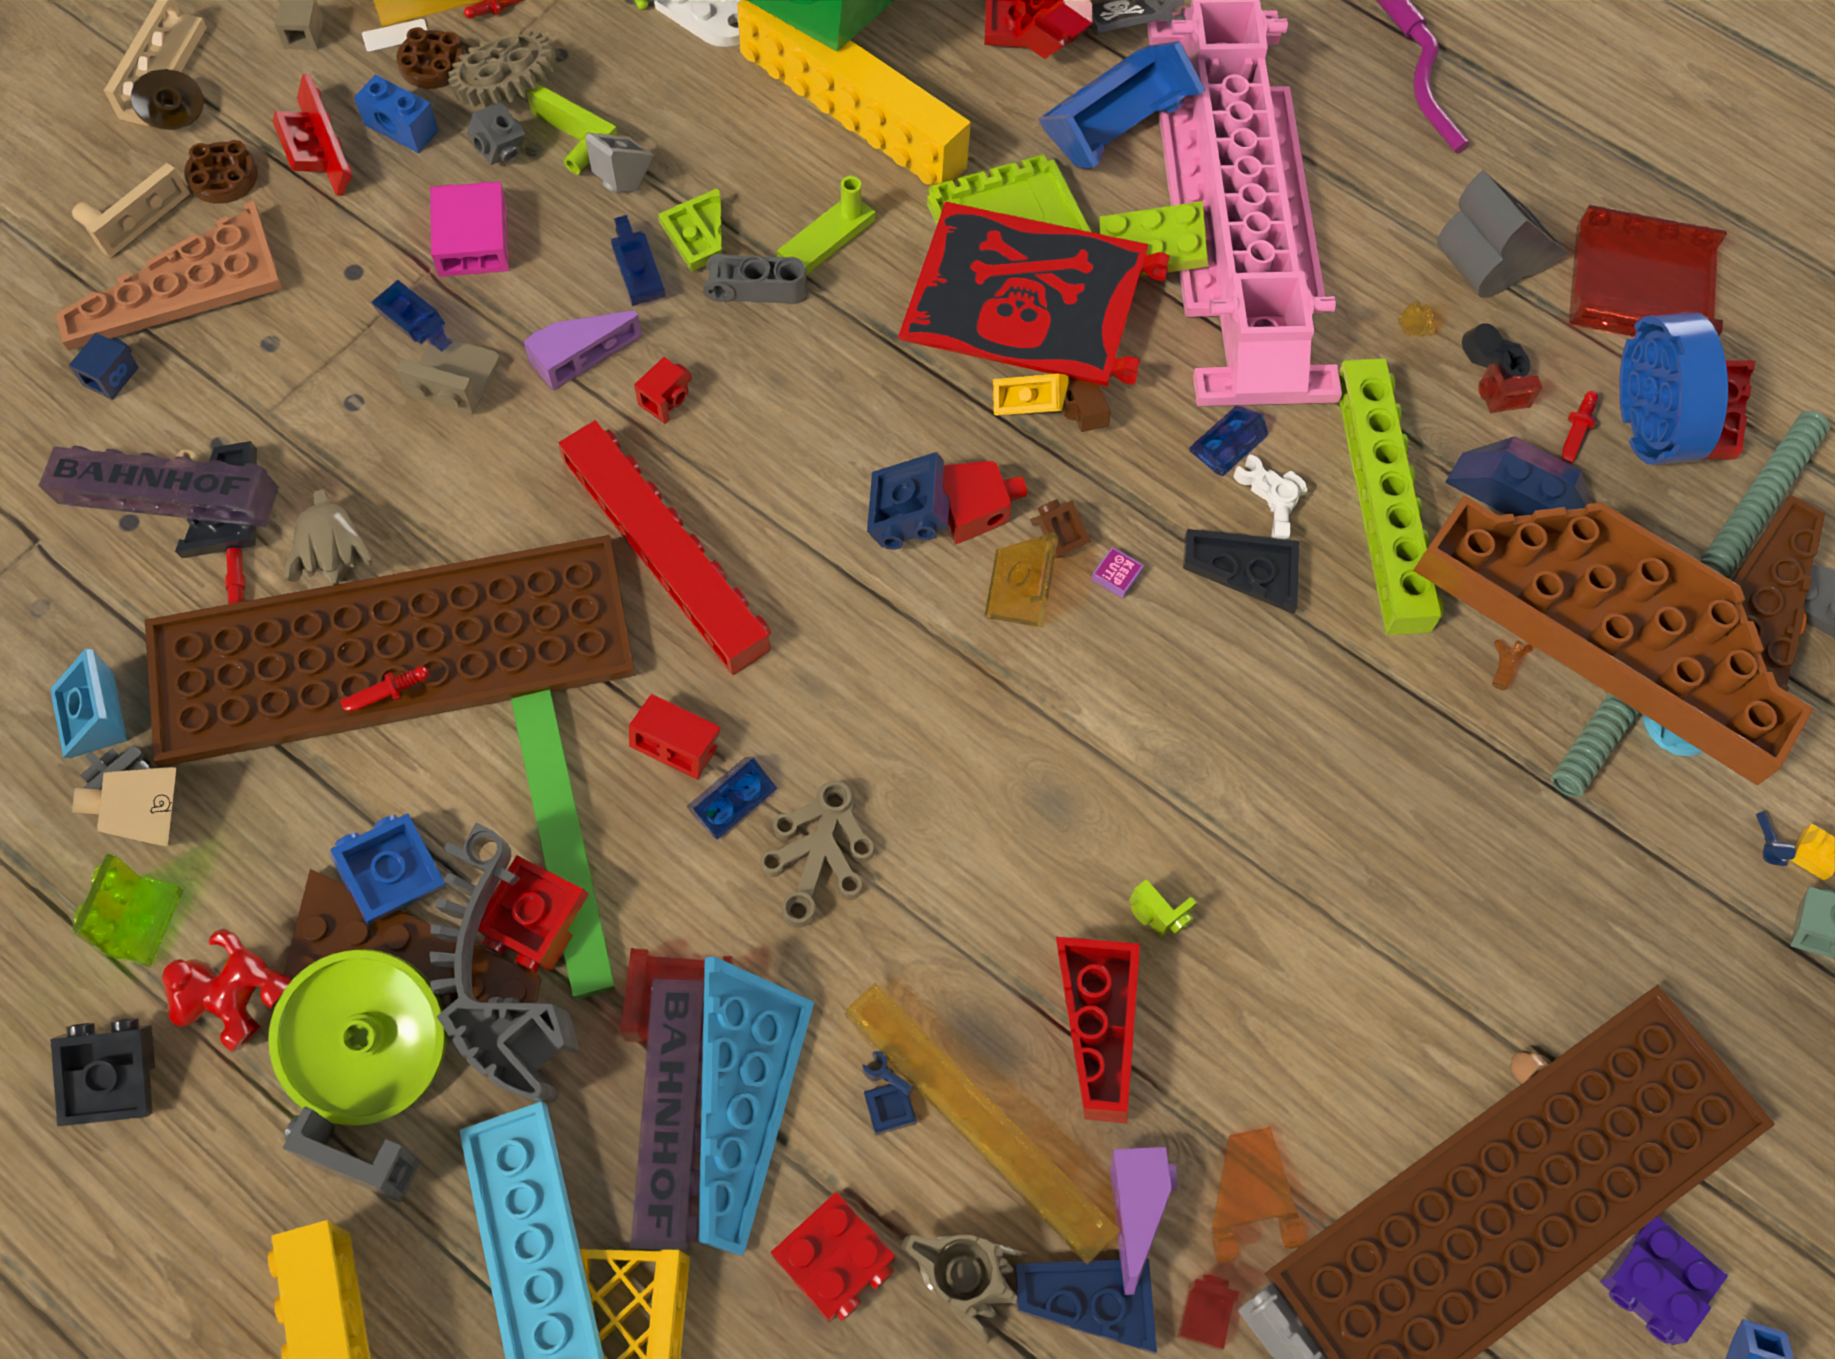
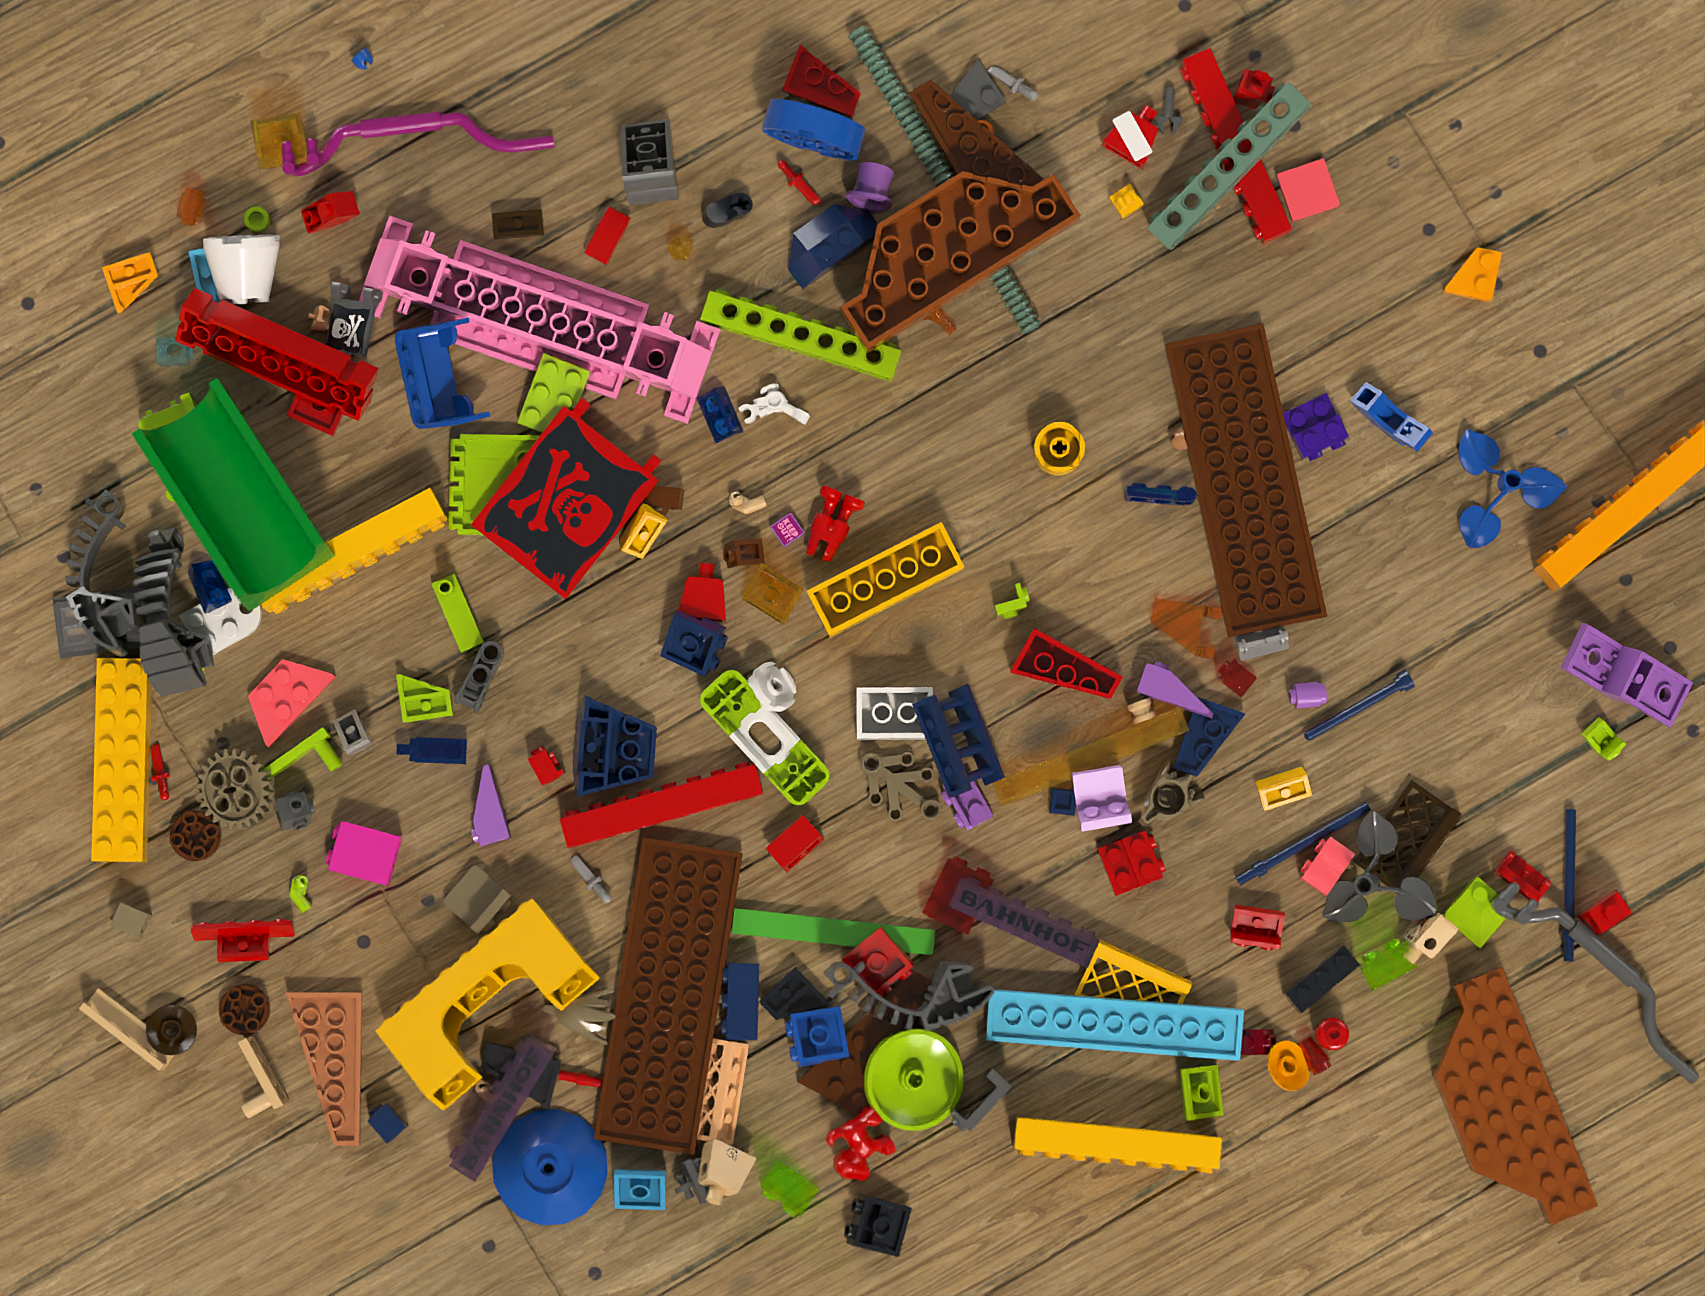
camera: 65 degrees left, 20 degrees up
(128, 580) = (576, 1160): none -> blue dish
(264, 772) = (725, 1092): none -> light nougat fence
(384, 434) = (428, 1026): none -> yellow arch
(385, 688) = (701, 1005): red piece -> none
(390, 35) = (159, 855): white sticker -> none
(393, 179) = (298, 891): none -> lime arm
(396, 113) = (245, 874): blue brick -> none
(410, 747) = (741, 1001): none -> dark blue brick
(412, 315) = (424, 912): clear blue hinge -> none
(441, 813) = (792, 996): none -> black wing
(526, 501) = (591, 880): none -> light grey piece
(640, 93) = (285, 696): none -> coral wing
(719, 455) = (611, 748): none -> dark blue wedge
(732, 797) = (844, 823): clear blue slope -> none
(747, 1072) = (1016, 872): dark azure wing -> none
(830, 957) = (969, 807): none -> medium lavender bracket
(833, 590) = (791, 770): none -> lime piece
(872, 617) = (762, 684): none -> white plate
(887, 1074) = (1045, 796): dark blue hand -> none
(897, 872) = (943, 747): none -> dark blue fence
(920, 1161) = (1101, 798): none -> lavender bracket
(922, 798) = (889, 713): none -> white brick
(1087, 1172) = (1141, 711): none -> tan wheel
(1111, 715) = (885, 580): none -> yellow brick
(1125, 509) = (744, 504): none -> tan arm
(1143, 618) = (832, 530): none -> red piece
(1247, 564) = (814, 448): black wing -> none
(1342, 140) = (518, 224): none -> dark brown plate
(1392, 235) = (607, 235): none -> red slope
(1418, 865) = (1069, 438): none -> yellow brick
(1431, 1070) = (1161, 495): none -> clear blue hinge
(1508, 394) = (760, 215): clear red bracket -> none
(1641, 268) = (708, 76): clear red panel -> none
(1643, 500) = (872, 188): none -> medium lavender piece
(1774, 851) = (1117, 226): dark blue hand -> none

